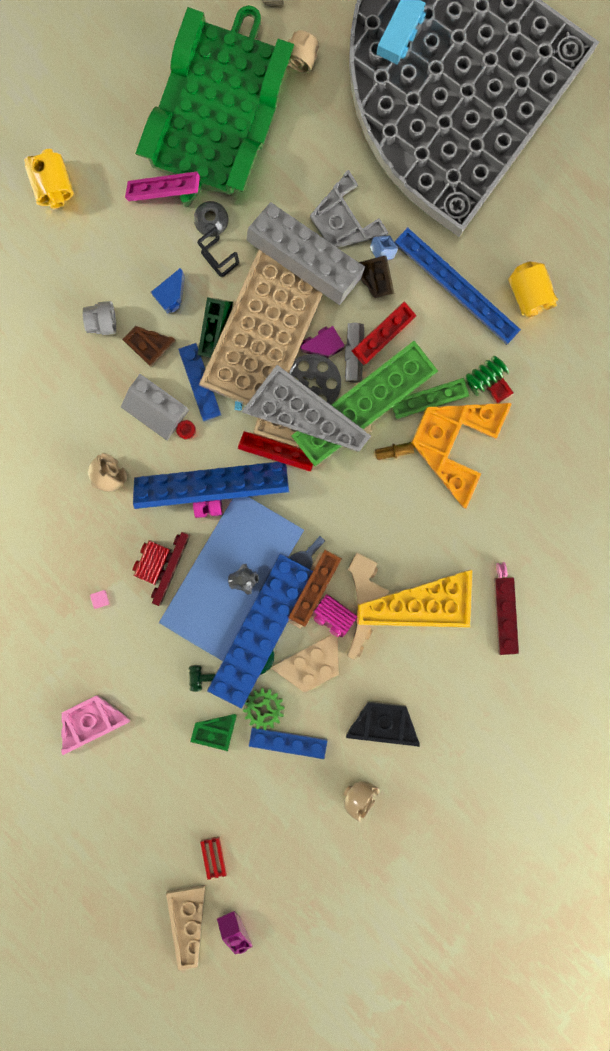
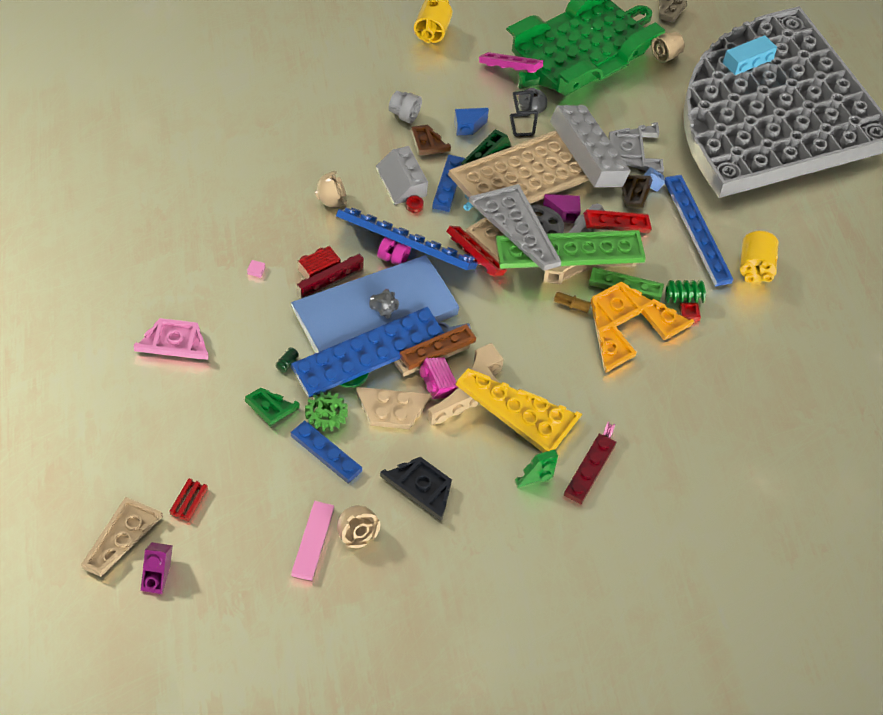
camera: 30 degrees right, 35 degrees down
(333, 828) = (313, 541): none -> bright pink tile
(470, 654) = (540, 469): none -> green wing

